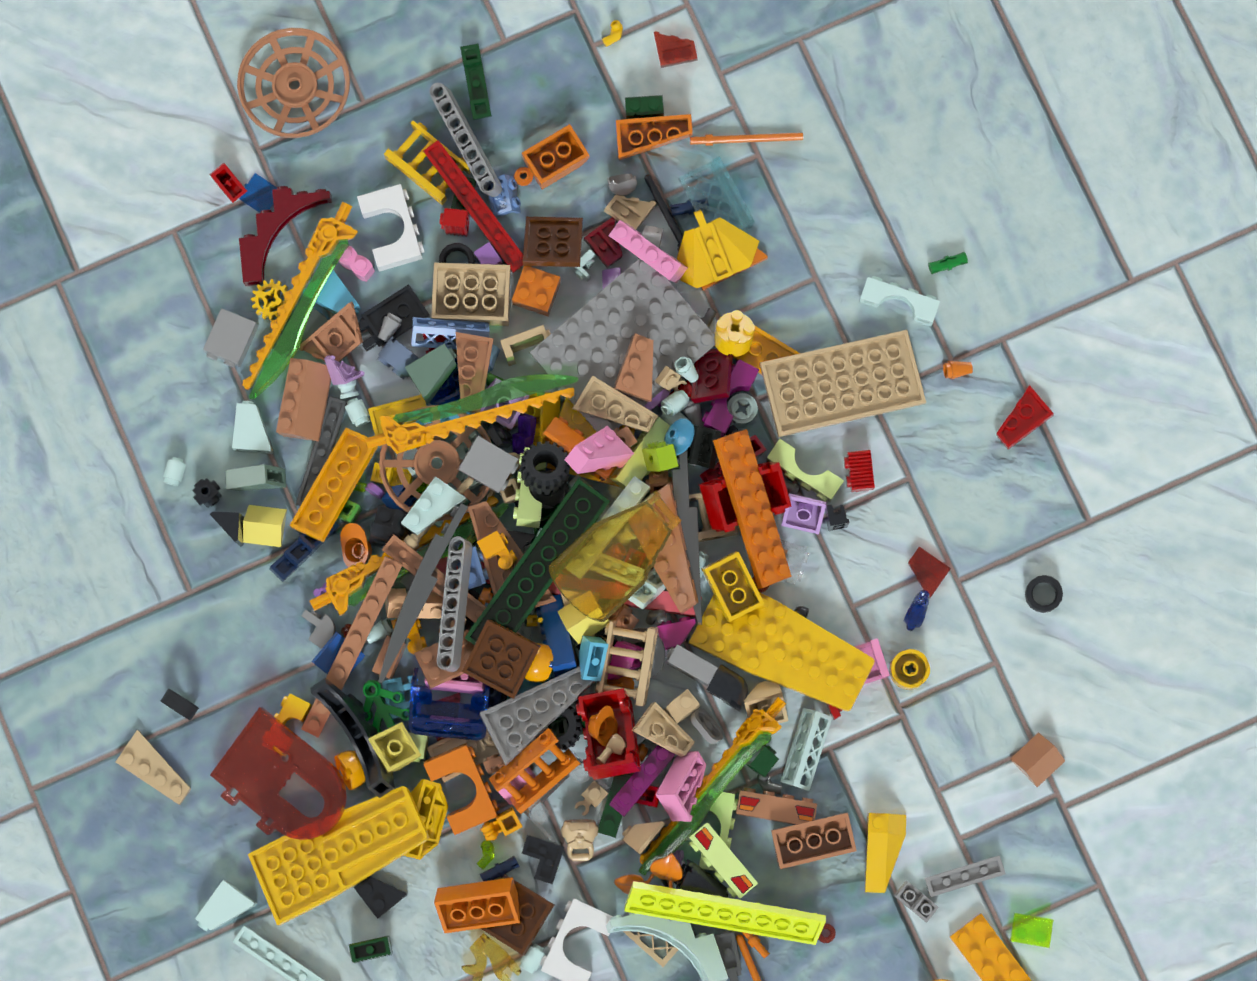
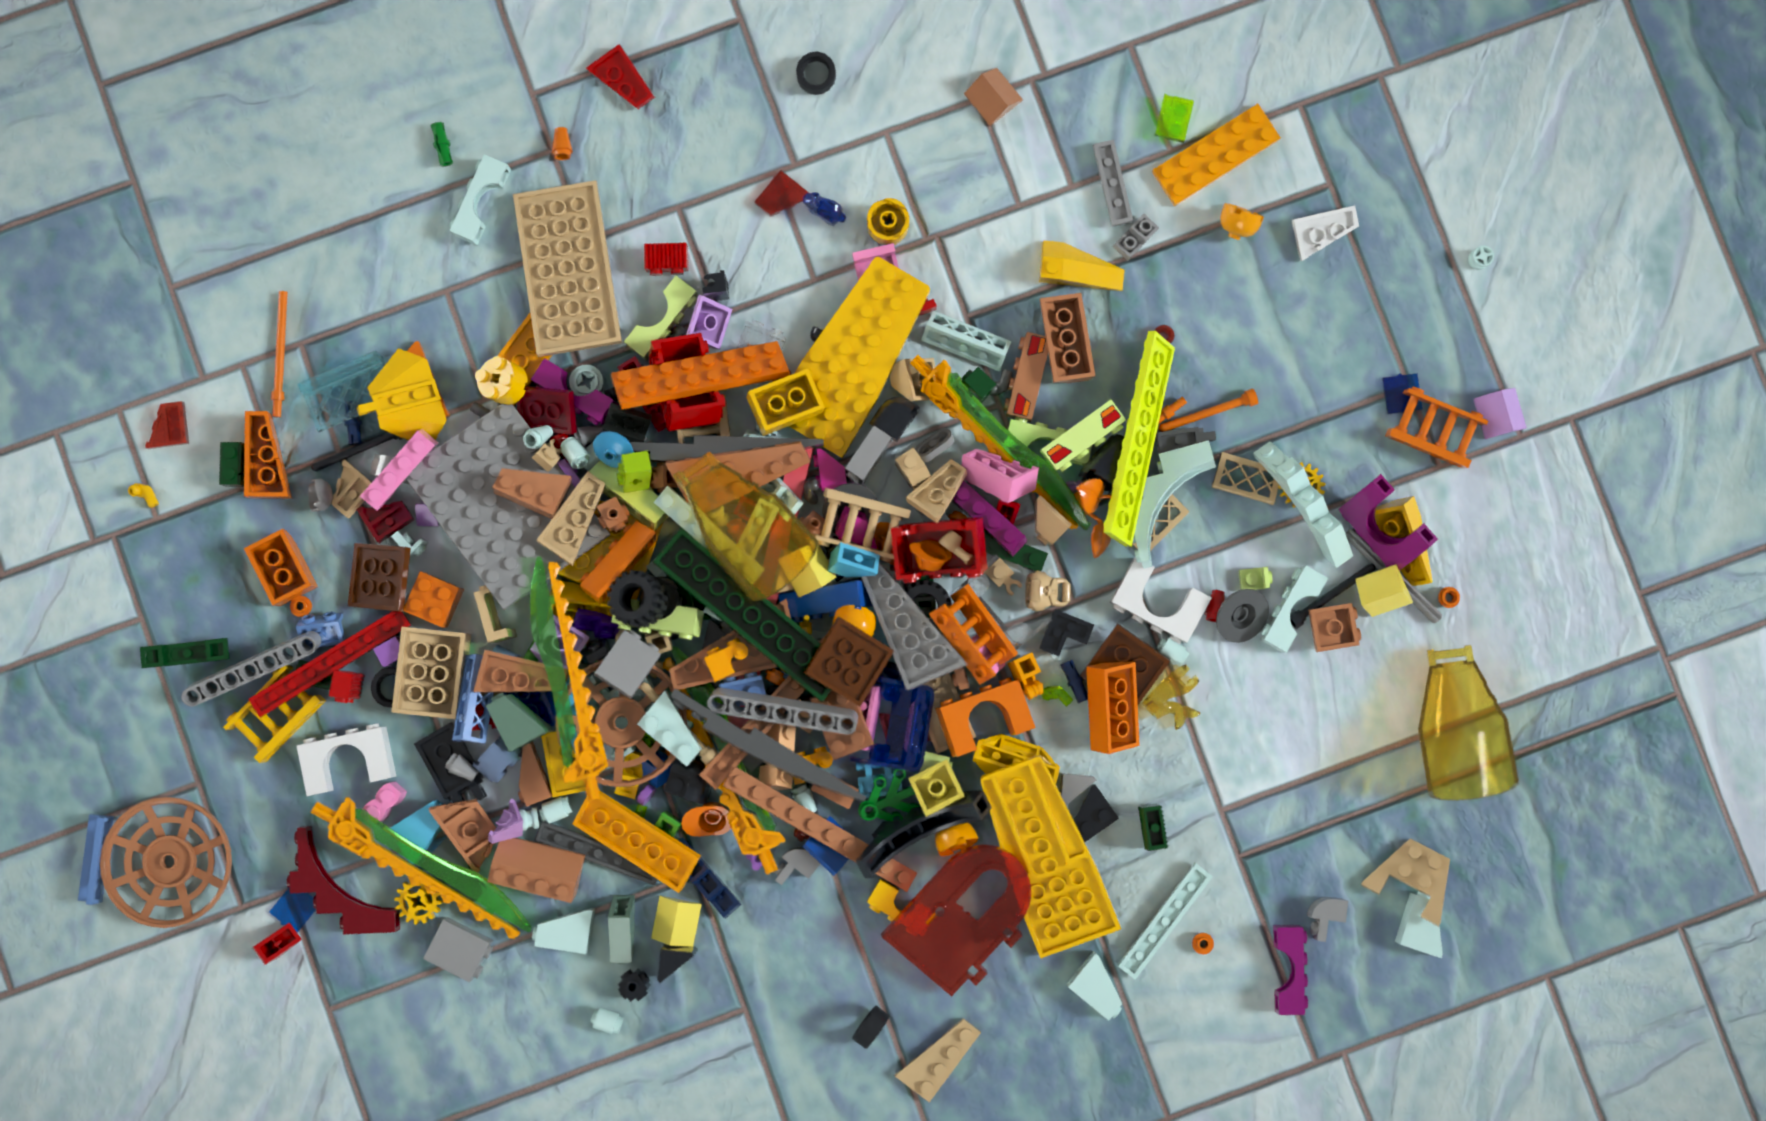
camera: 95 degrees left, 5 degrees up
(281, 20) = (91, 883): none -> medium blue fence
(384, 389) = (533, 779): none -> nougat slope
(404, 873) = (1074, 785): none -> light grey slope
(599, 451) = (624, 537): bright pink wedge -> none

